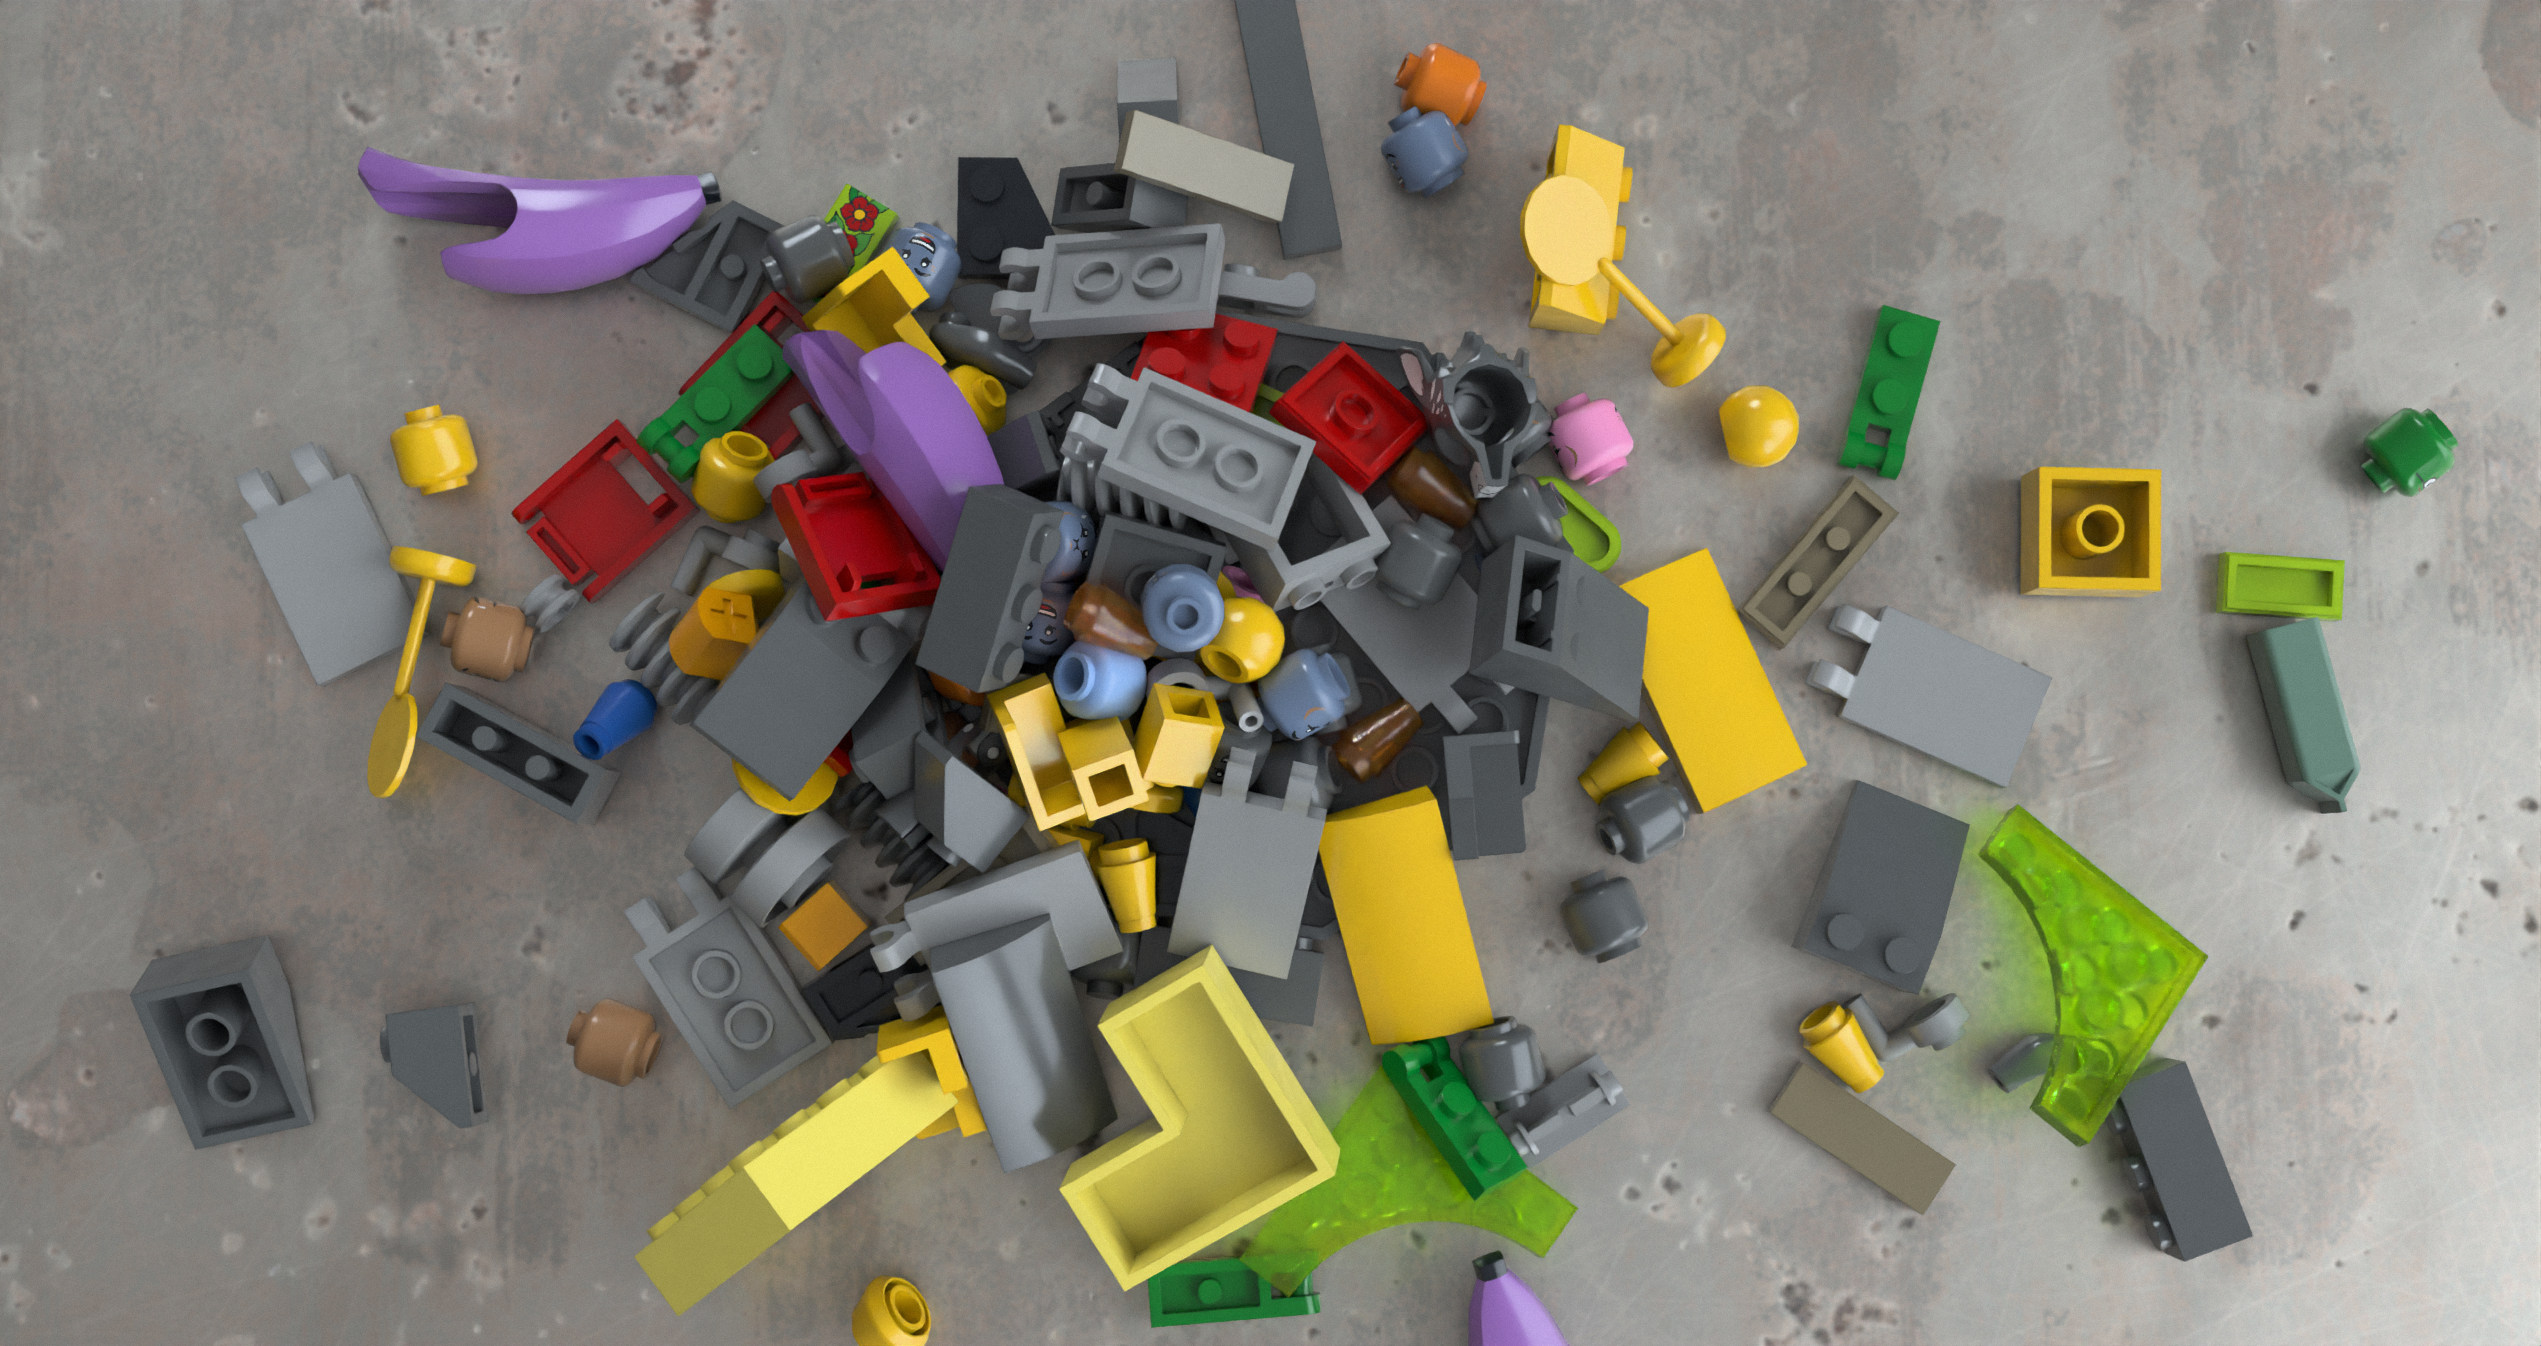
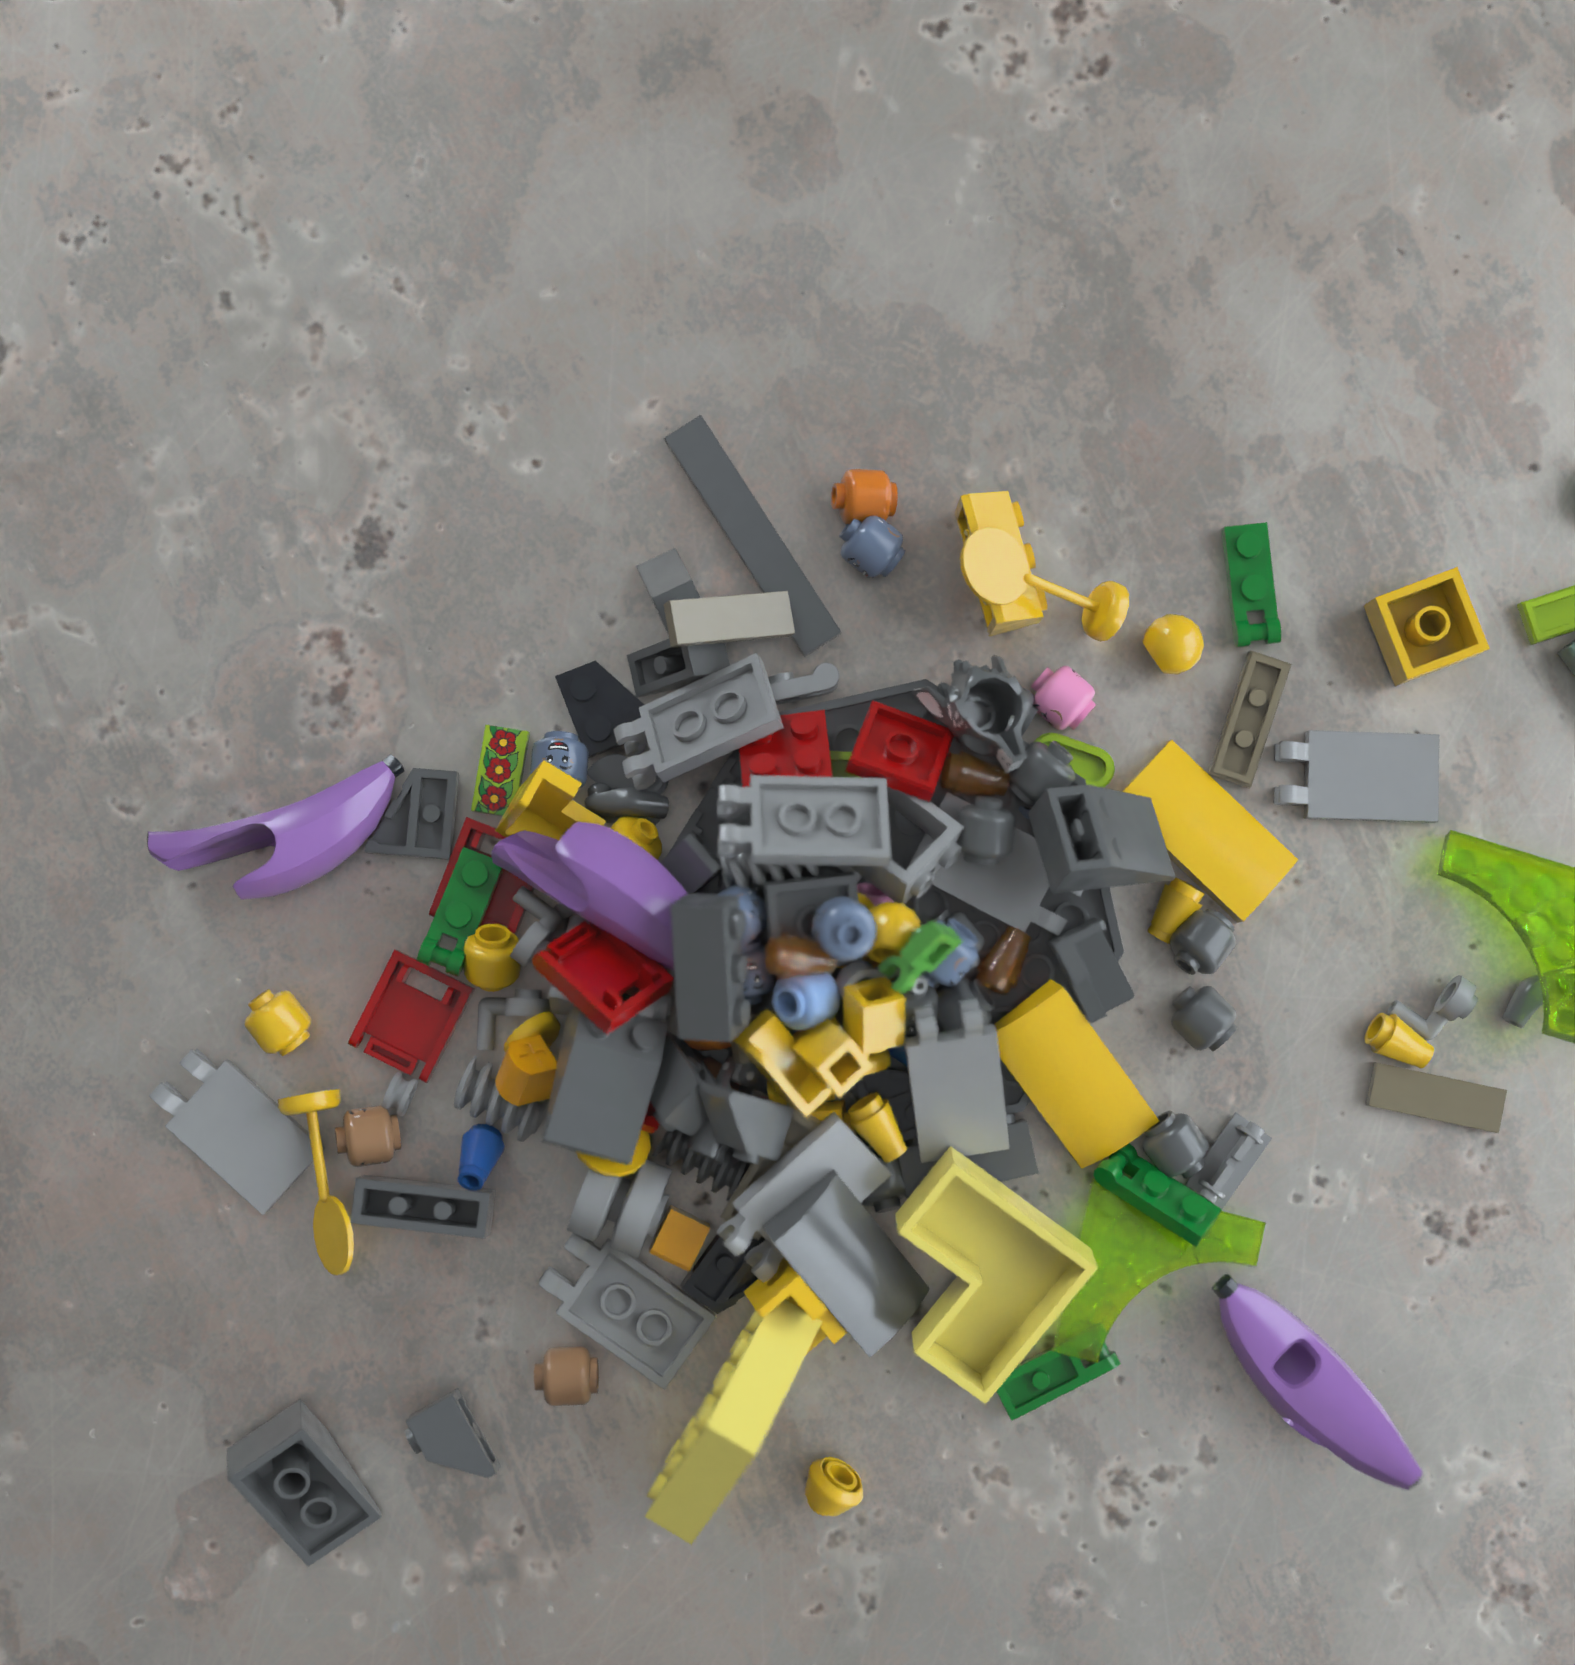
camera: 25 degrees left, 0 degrees up
(807, 258) = (482, 788): dark grey head -> none
(1272, 678) = (925, 952): none -> bright green plate
(1884, 889) = (1384, 922): dark grey slope -> none

